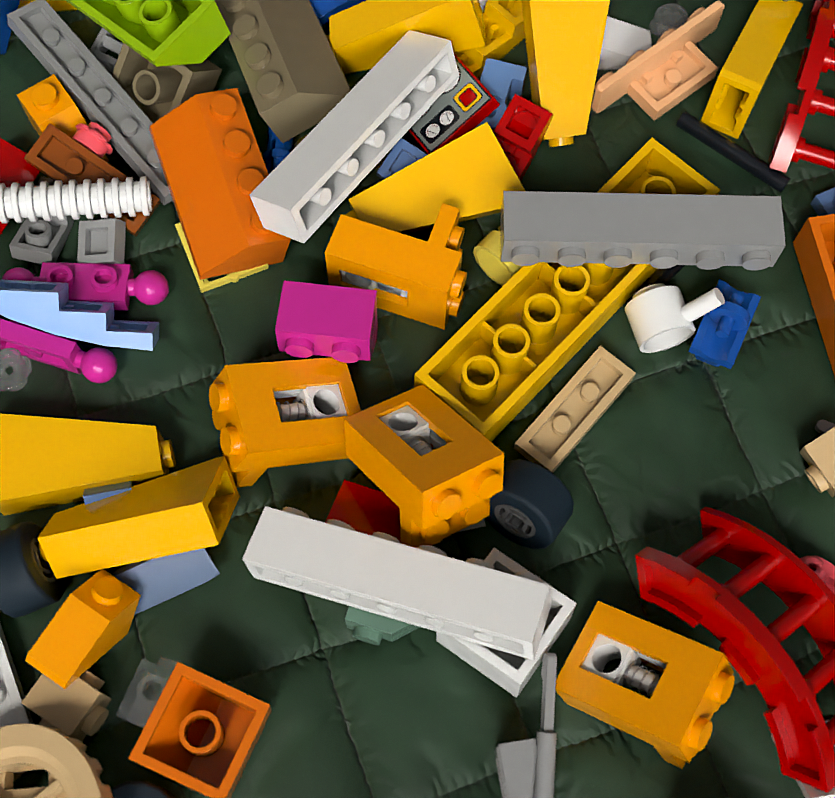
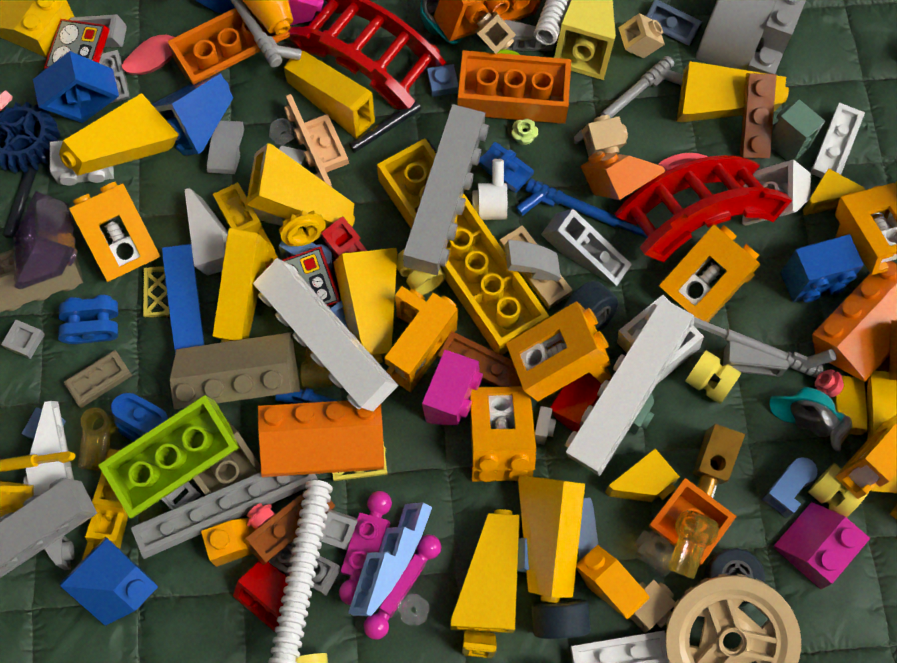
camera: 75 degrees left, 0 degrees up
(161, 727) = (694, 535): none -> clear yellow piece
(268, 653) = (645, 480): none -> yellow slope
(317, 479) = (545, 425): none -> light grey plate
(342, 759) = (722, 447): none -> pearl gold torso
(397, 354) = (495, 368): none -> dark orange plate
(468, 726) = (704, 370): none -> light yellow wheel
(511, 65) = (295, 236): none -> yellow gear
(572, 390) = (532, 258): none -> light grey slope
(632, 480) = (585, 246): none -> light grey slope
(705, 408) = (551, 196): none -> blue piece
(776, 493) = (617, 174): none -> orange slope
(800, 353) = (524, 137): none -> yellowish green plate

